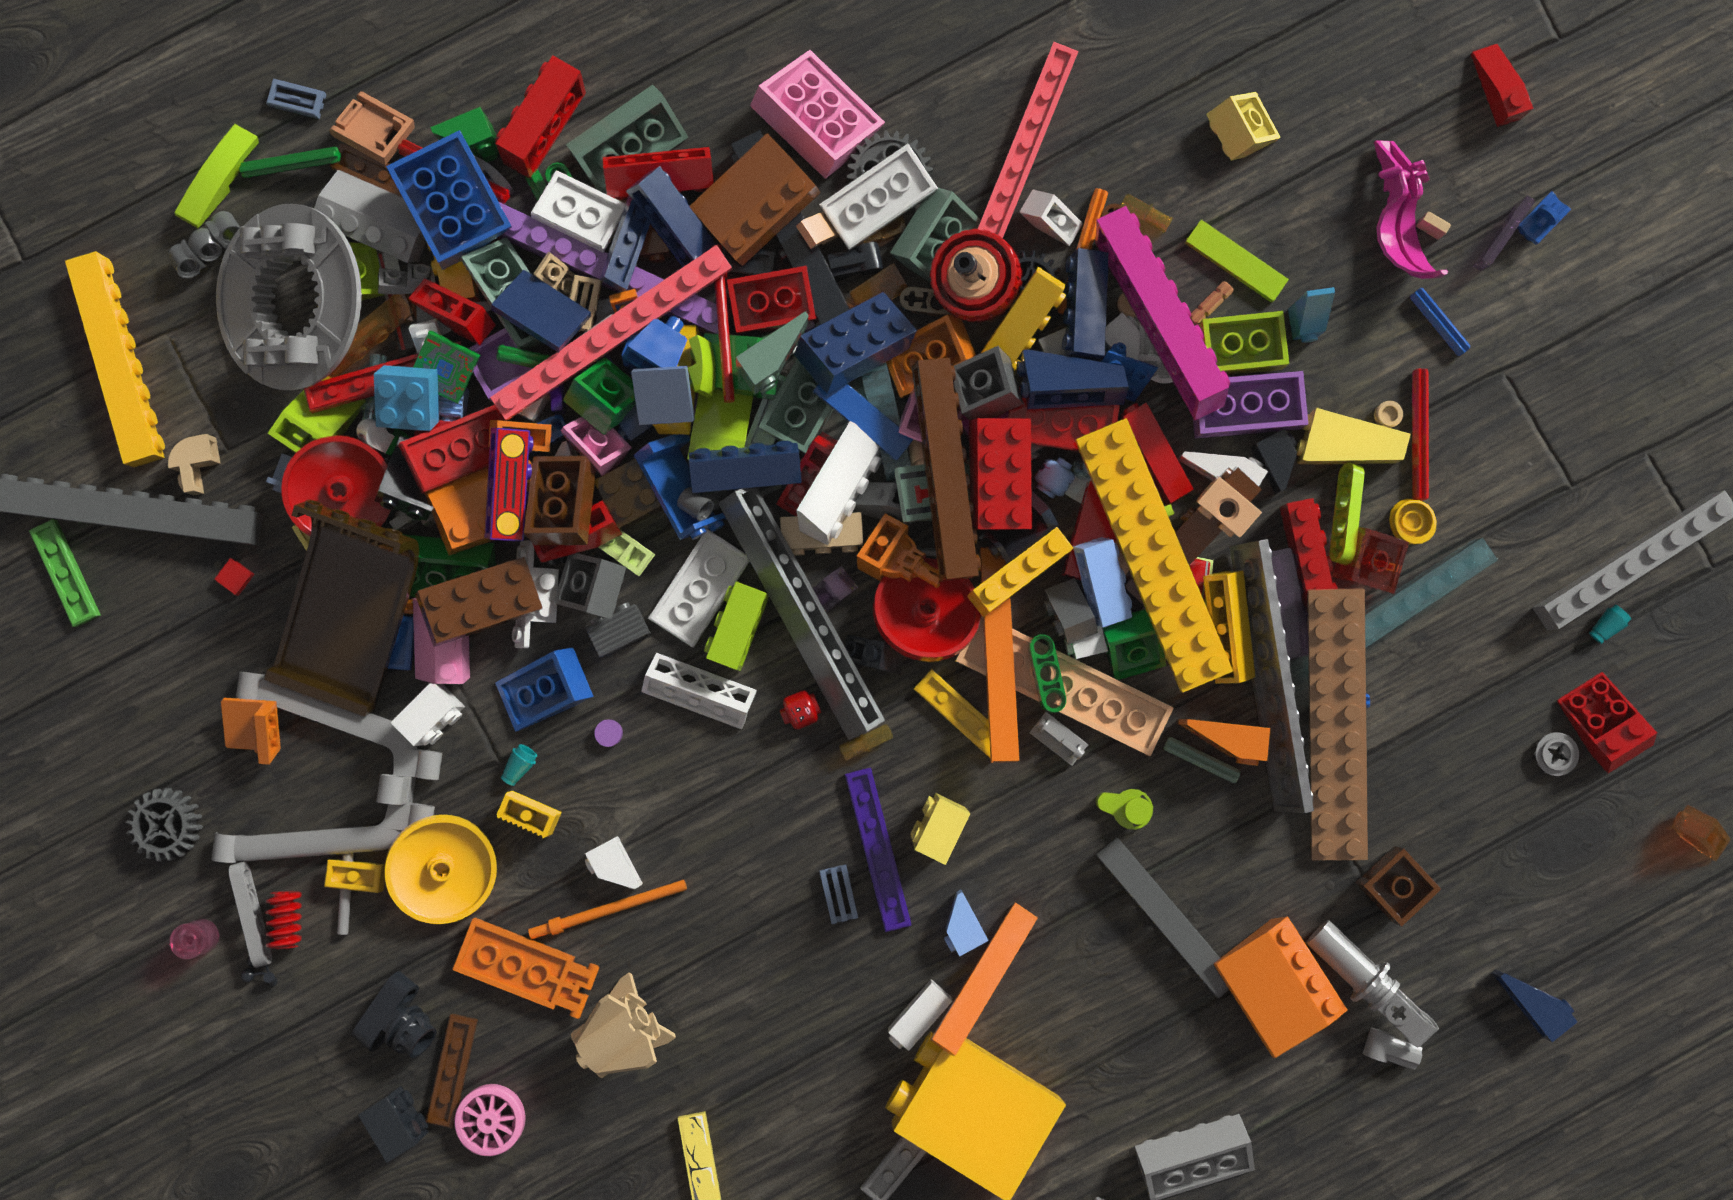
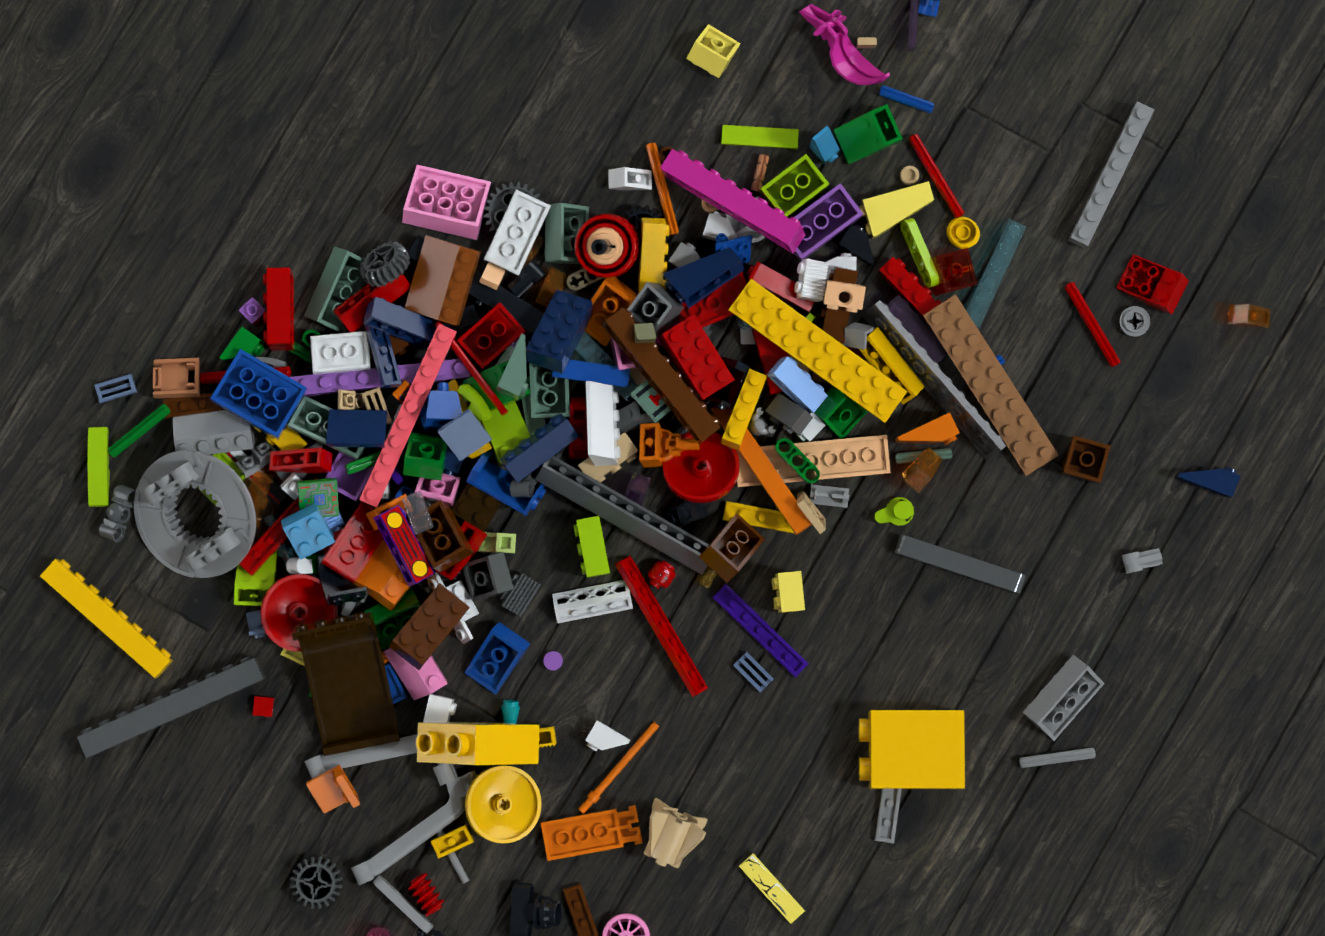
camera: 40 degrees left, 0 degrees up
(64, 573) = (156, 768): bright green tile -> none
(188, 458) = (190, 650): tan brick -> none
(443, 780) = (477, 743): none -> yellow brick
(505, 100) = (252, 311): none -> medium lavender bracket
(548, 455) = (417, 512): none -> clear tile
(697, 138) = (384, 264): none -> dark grey gear
(699, 588) = (554, 538): white tile -> none
(762, 771) = (661, 626): none -> red tile
(903, 730) = (732, 547): none -> reddish brown brick
(919, 1015) = (846, 715): white brick -> none
(956, 404) = (644, 333): none -> olive slope
(963, 927) = (840, 645): light blue slope -> none
(983, 979) = (871, 667): orange tile -> none
(1025, 602) = (758, 425): none -> light grey piece
(1026, 745) = (811, 512): none -> tan tile
(1028, 139) = (586, 141): coral plate -> none
(1054, 477) = (729, 338): light blue head -> none
(1086, 304) = (685, 222): dark blue brick -> none
(1147, 213) = (686, 140): clear yellow axle -> none
(1191, 776) = (922, 469): none -> clear orange slope
(1197, 465) = (811, 280): none -> white brick
(1211, 566) = (857, 335): none -> light grey panel
(1280, 986) = (1051, 563): orange slope -> none
(1371, 335) = (868, 134): none -> green slope
(1371, 983) = (1104, 527): light grey piece -> none
(1502, 726) = (1092, 324): none -> red axle
(1610, 623) = (1119, 222): teal cone -> none

